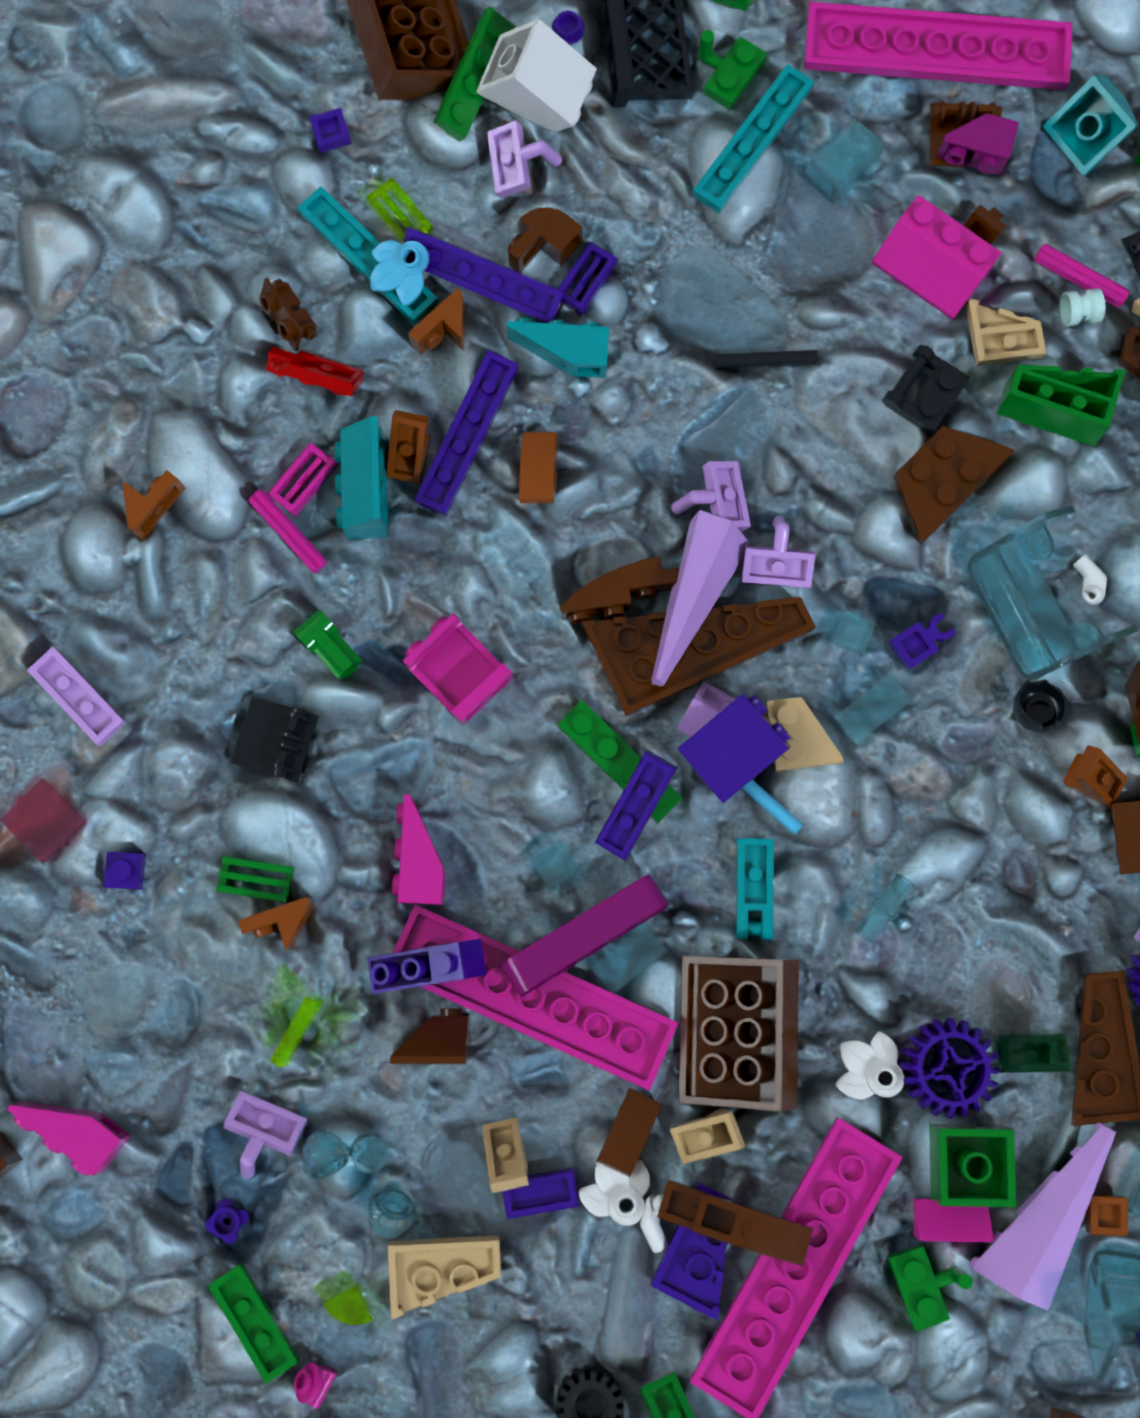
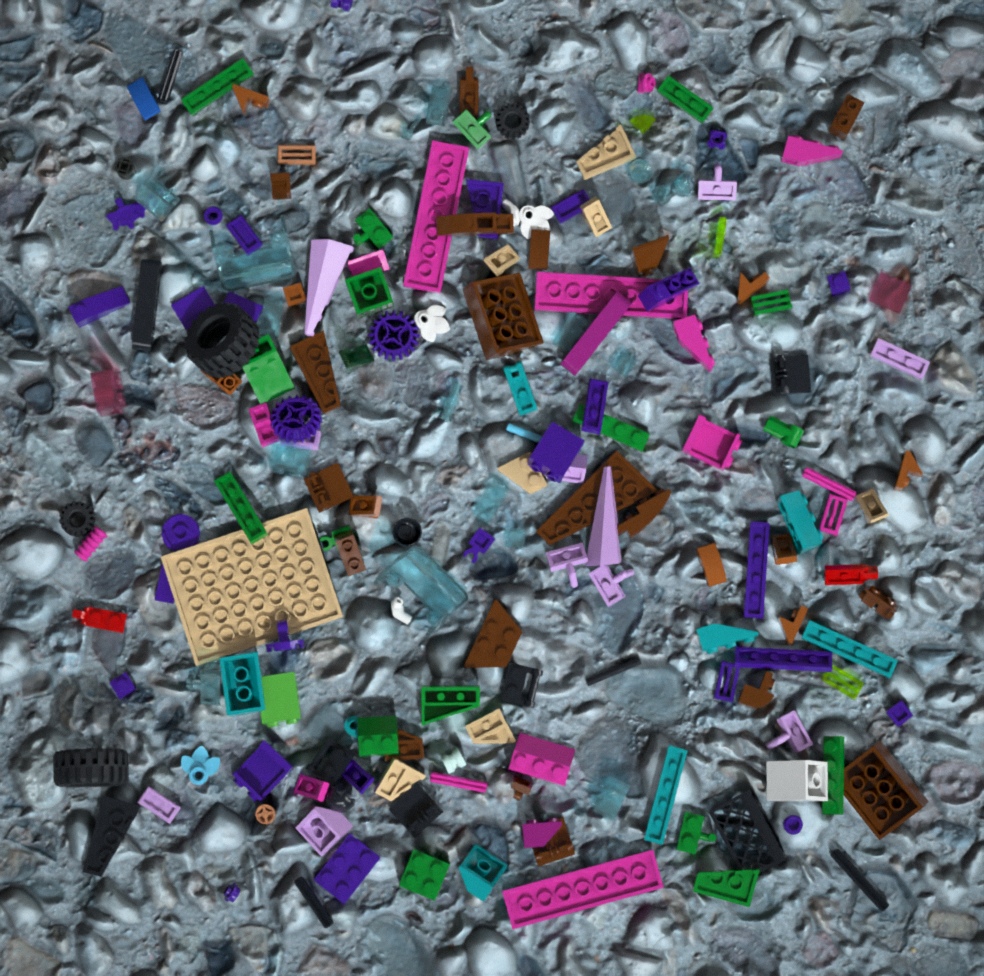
camera: 160 degrees right, 0 degrees up
(231, 461) = (871, 506): none -> tan slope
(395, 272) = (829, 641): medium azure plate -> none

